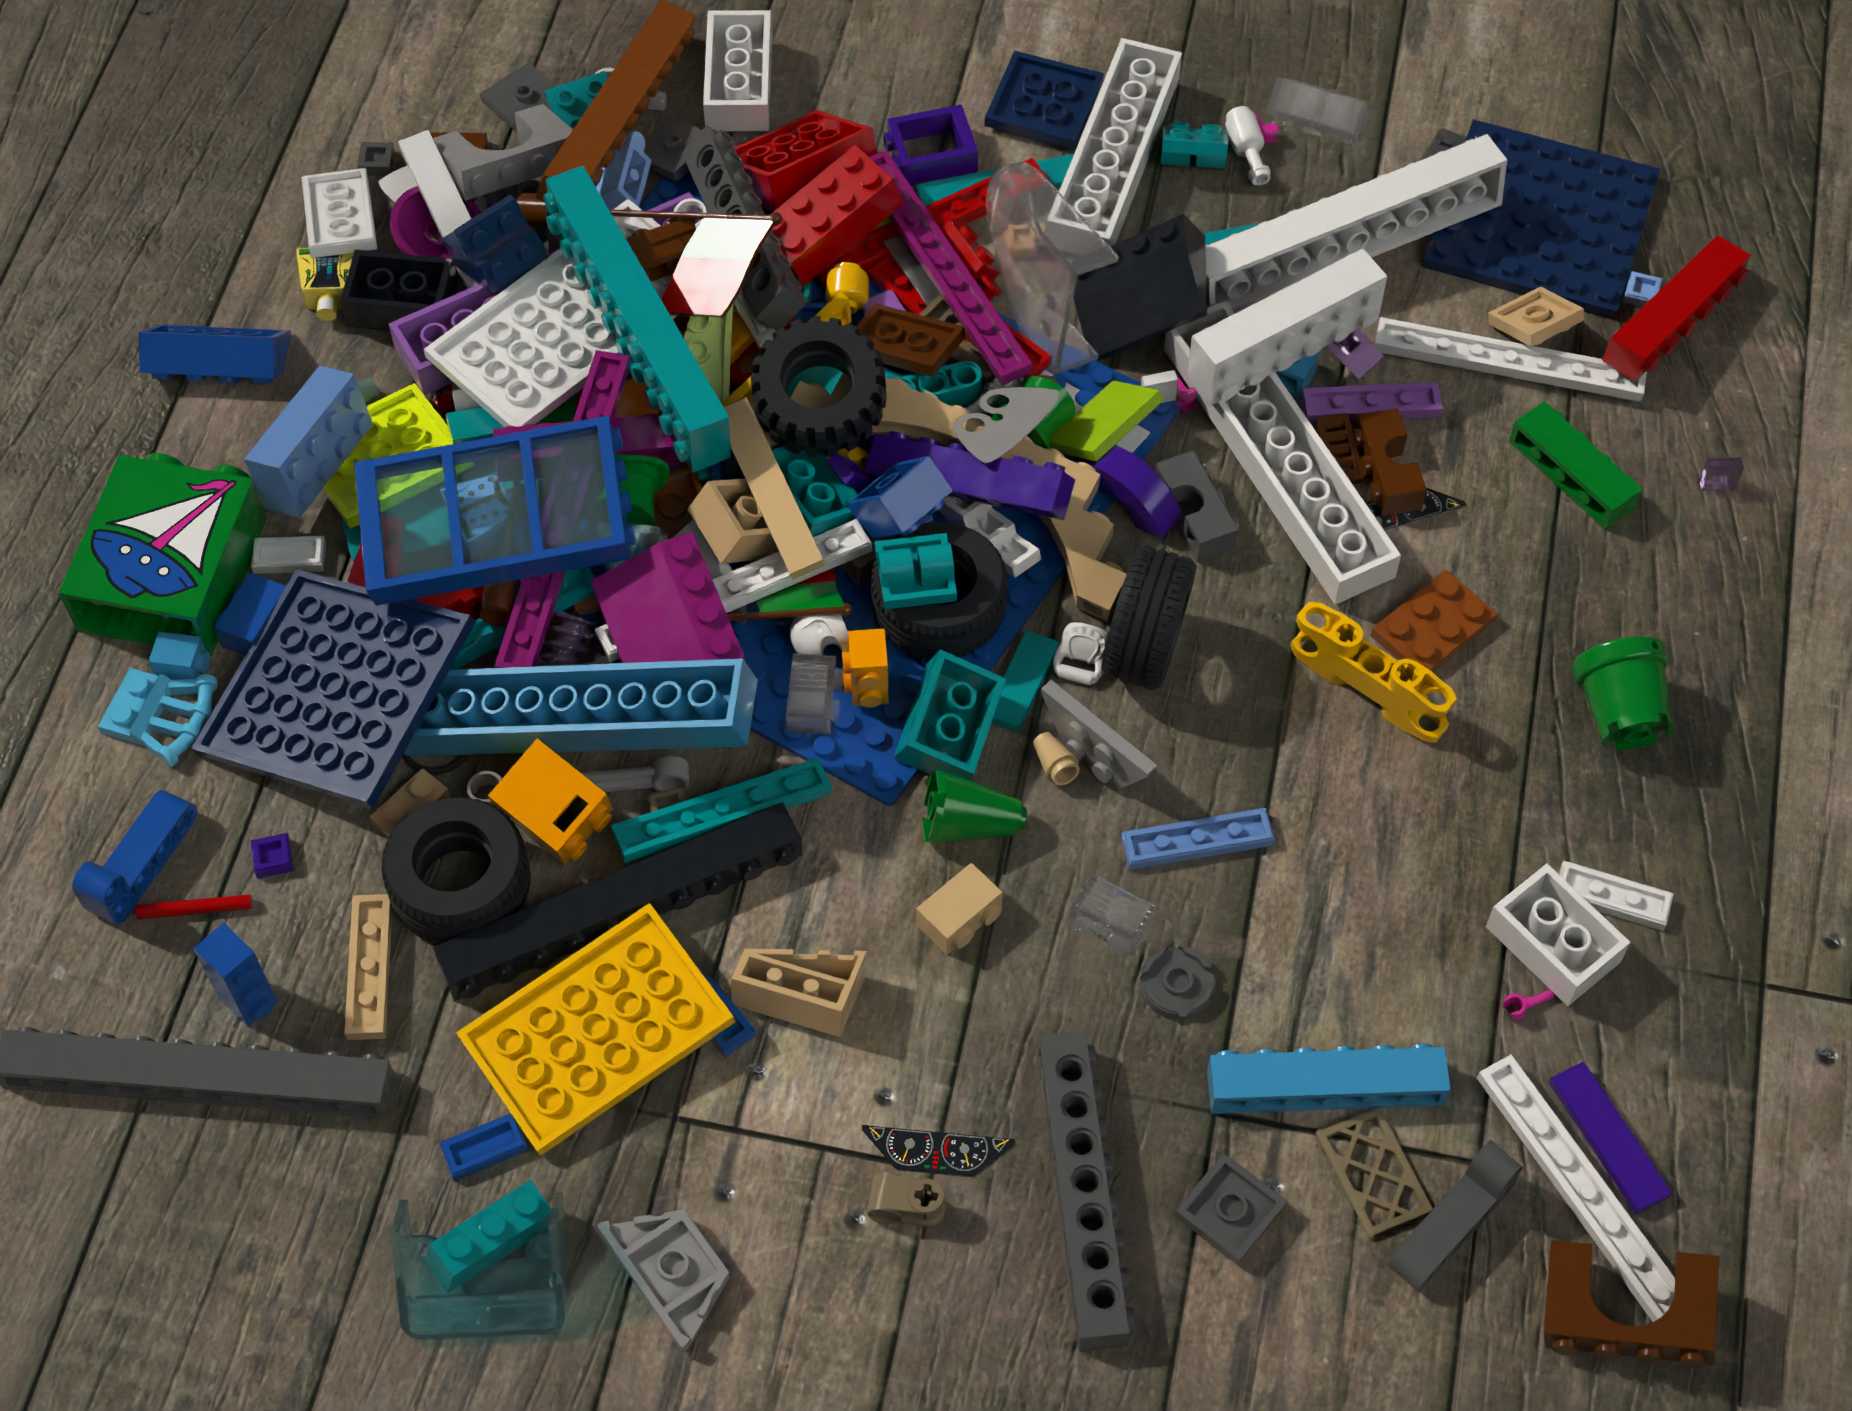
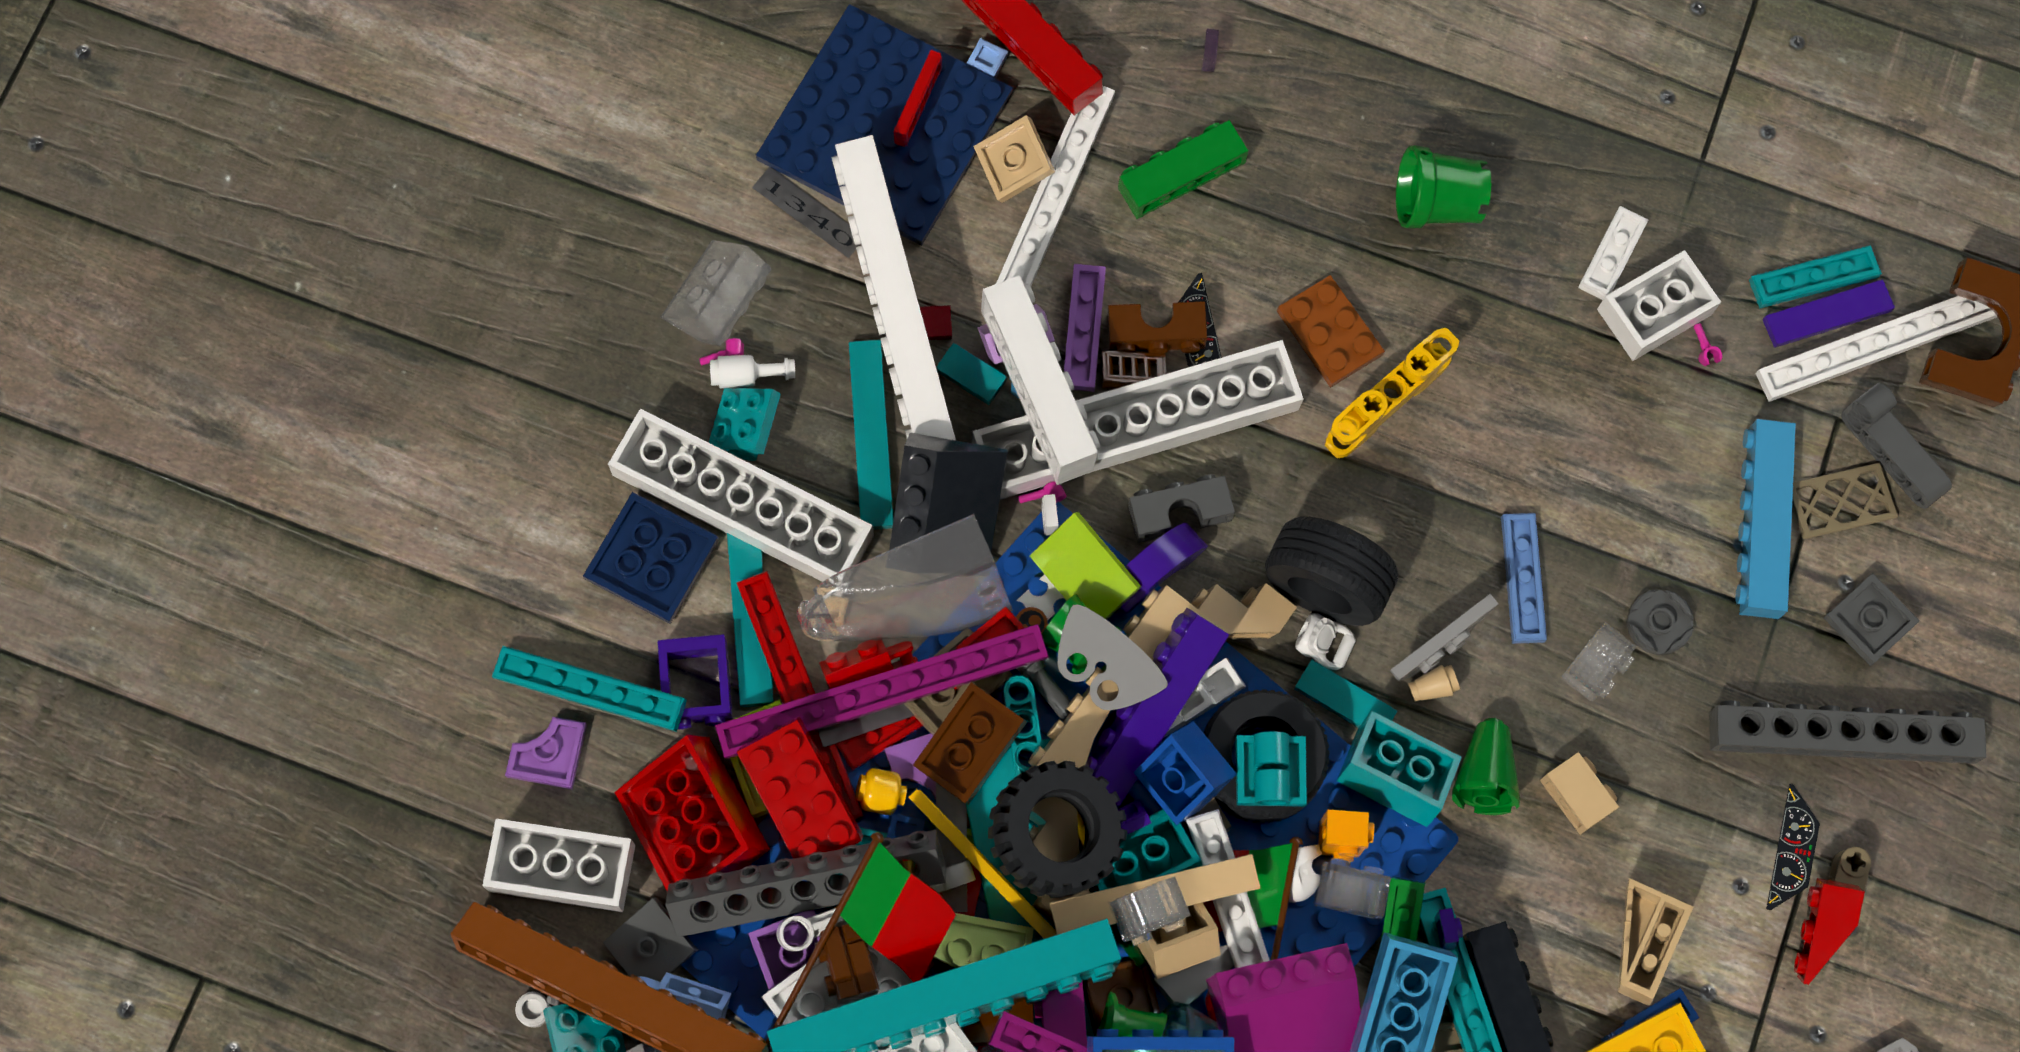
camera: 85 degrees left, 15 degrees up
(750, 471) = (1149, 910): none -> clear brick
(781, 746) = (1404, 908): none -> green plate
(781, 777) = (1448, 929): none -> dark purple plate
(842, 61) = (551, 757): none -> medium lavender tile
(854, 1168) = (1831, 921): none -> red slope
(906, 68) = (589, 688): none -> teal tile
(1572, 222) = (918, 98): none -> red tile
(1653, 1120) = (1815, 276): none -> teal tile

